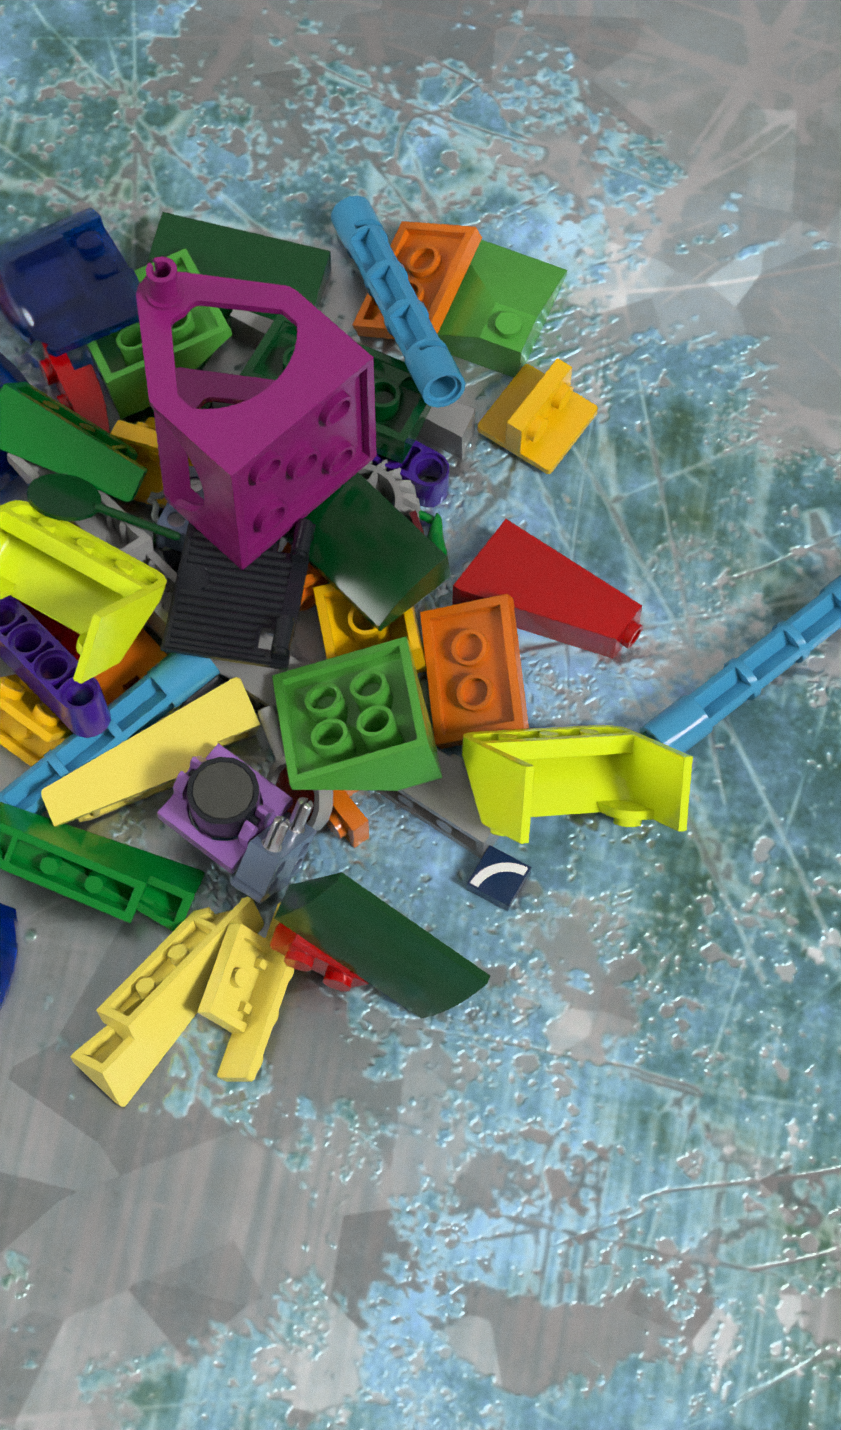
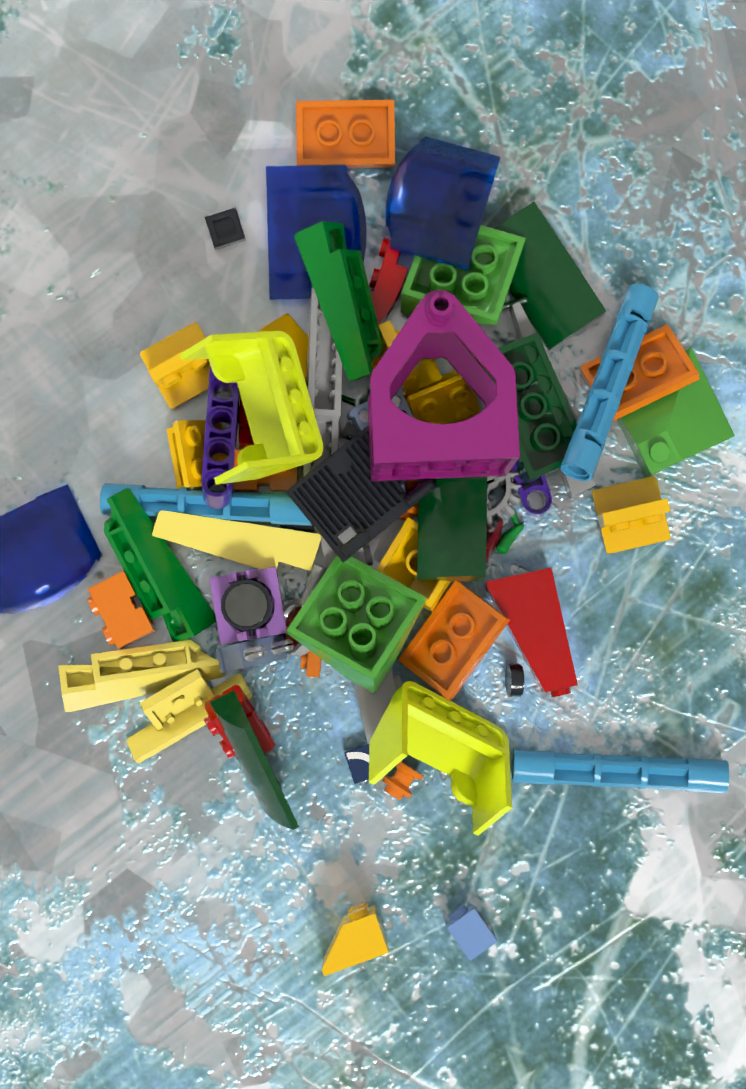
camera: 40 degrees right, 20 degrees up
(74, 499) = (317, 354): dark green piece -> none
(88, 943) = (119, 611): none -> orange brick
(555, 865) = (399, 783): none -> orange wheel
(574, 663) = (514, 680): none -> black tile
(661, 1046) = (356, 939): none -> yellow slope
(773, 946) = (470, 931): none -> medium blue brick

